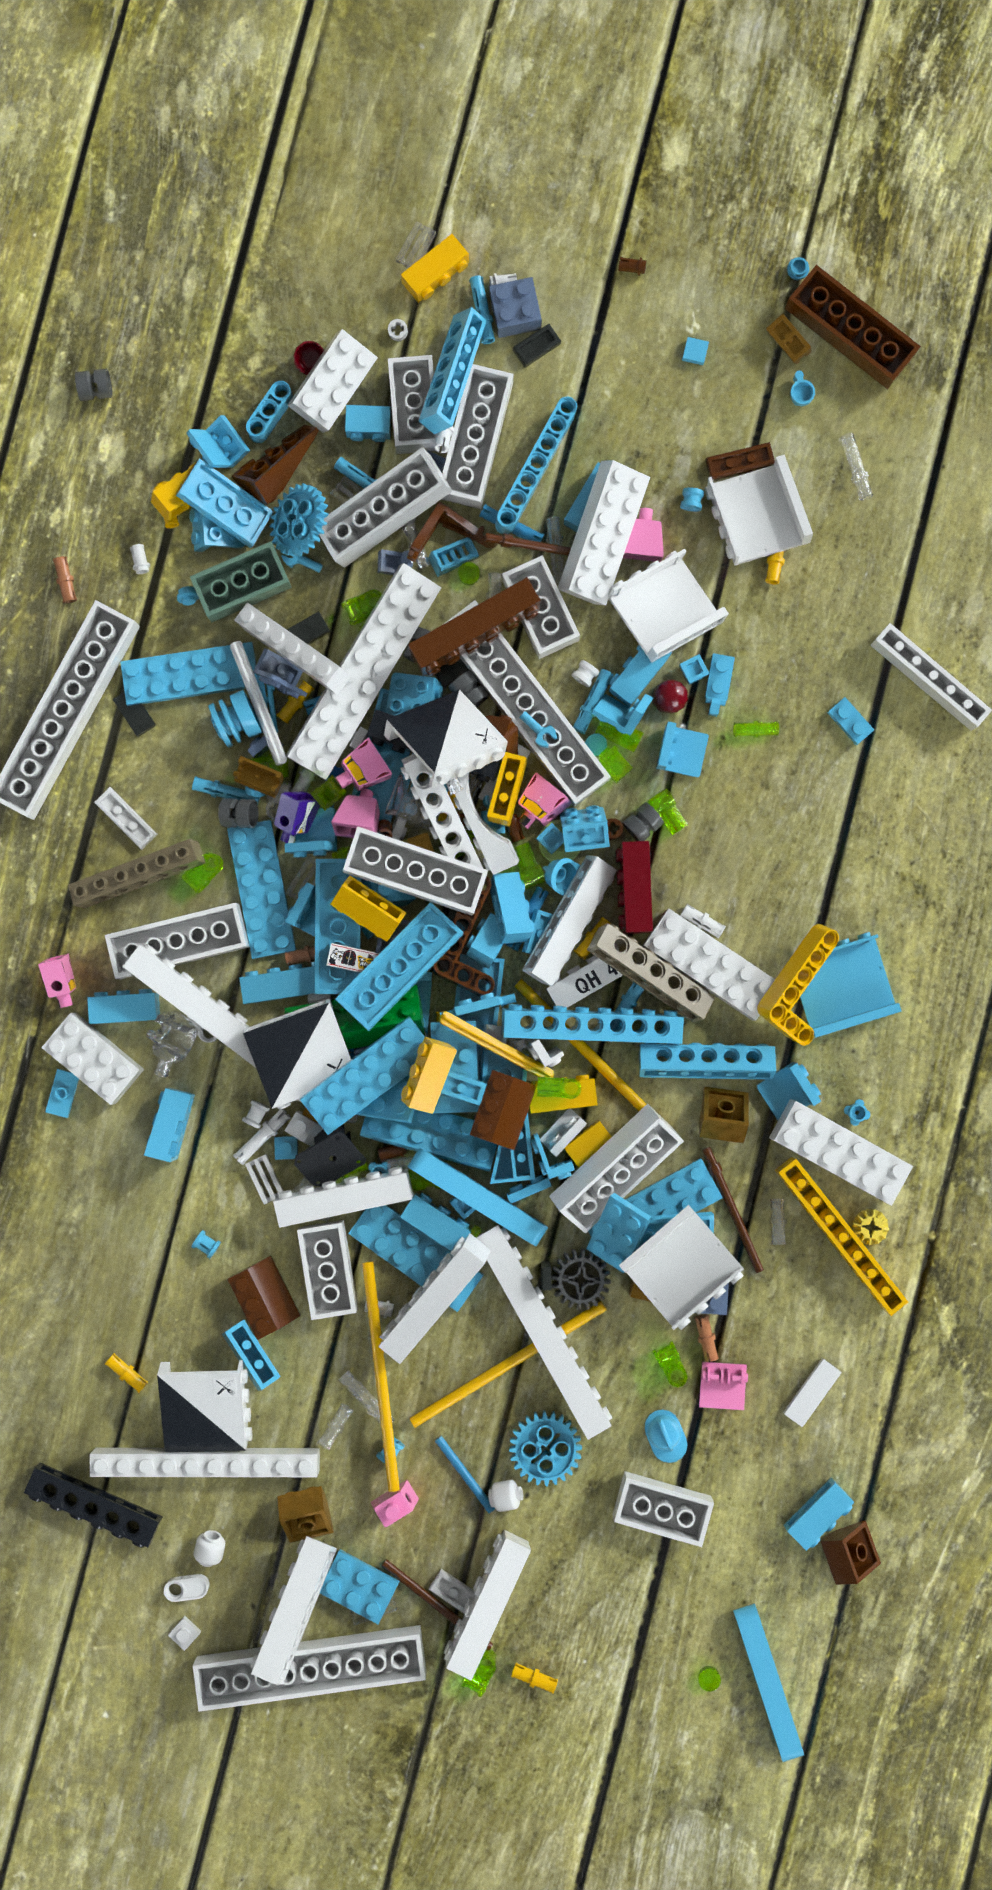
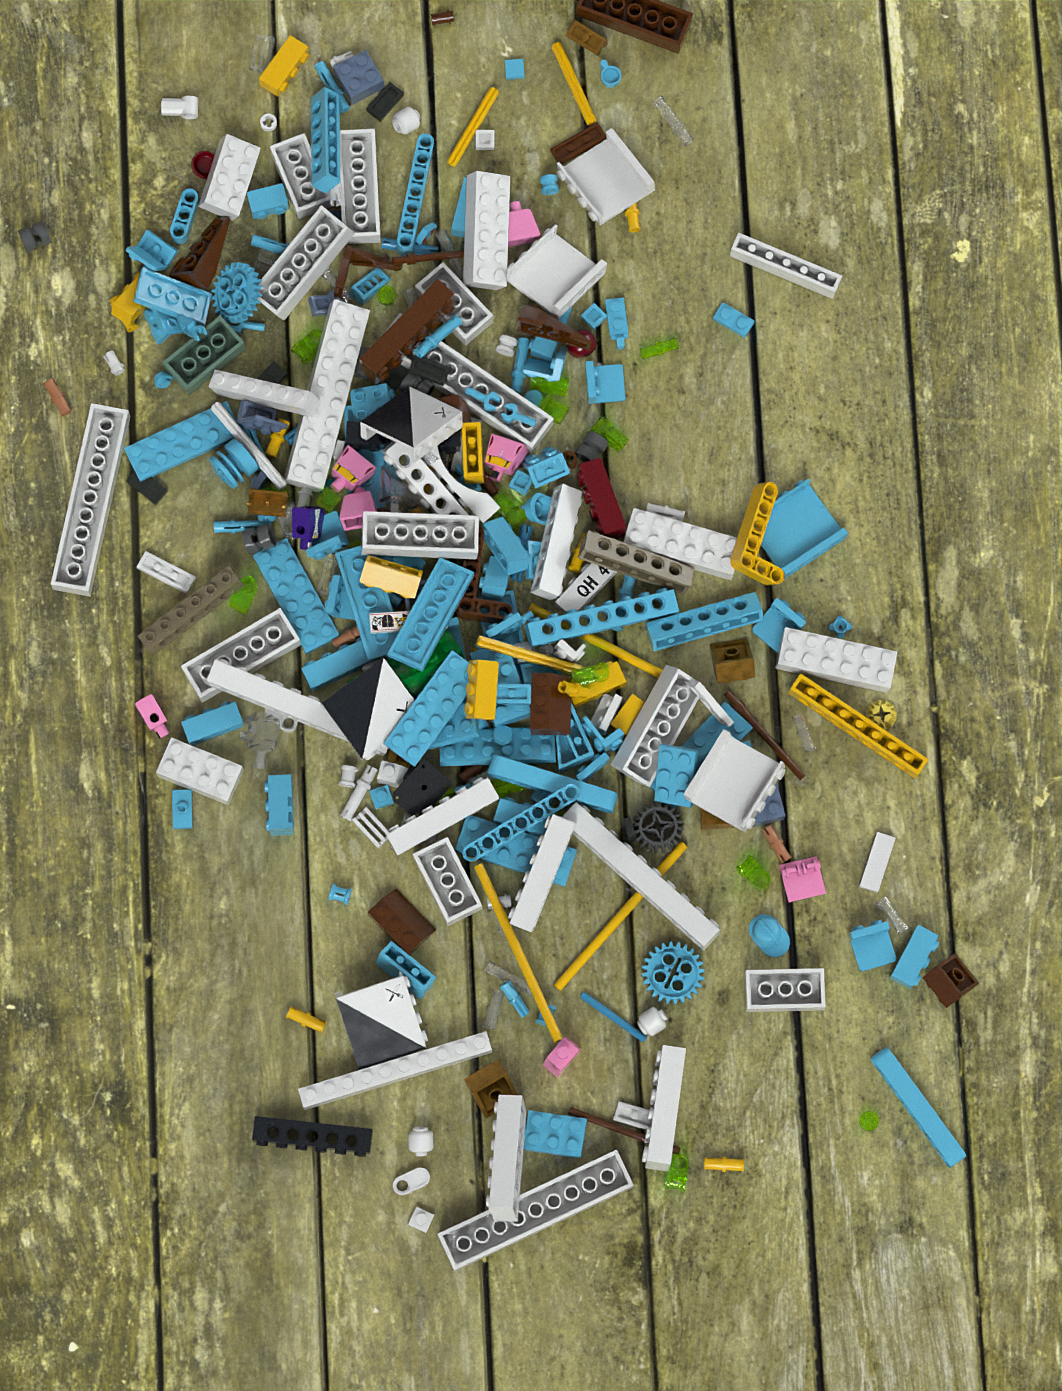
camera: 20 degrees left, 10 degrees down
(234, 544) = (189, 327): none -> medium azure plate
(308, 283) = (185, 107): none -> white piece
(362, 1422) = (514, 998): none -> medium azure axle
(420, 1240) = (512, 826): none -> medium azure beam
(440, 1124) = (502, 735): none -> medium azure tile
(487, 678) = (429, 370): none -> pearl dark grey tile
(505, 643) = (442, 332): none -> medium azure pin
(534, 514) = (425, 233): none -> medium azure tile
(534, 1101) = (574, 689): none -> yellow pin
(553, 375) = (406, 120): none -> white head
(568, 761) = (516, 416): none -> medium azure bar
(626, 405) = (473, 125): none -> yellow axle
(632, 664) = (542, 325): none -> reddish brown wedge
(635, 424) = (484, 139): none -> white plate
(683, 1163) = (710, 703): none -> white tile
(757, 388) = (573, 83): none -> yellow axle
(776, 1486) = (872, 945): none -> medium azure bracket
(809, 1459) = (892, 915): none -> clear pin

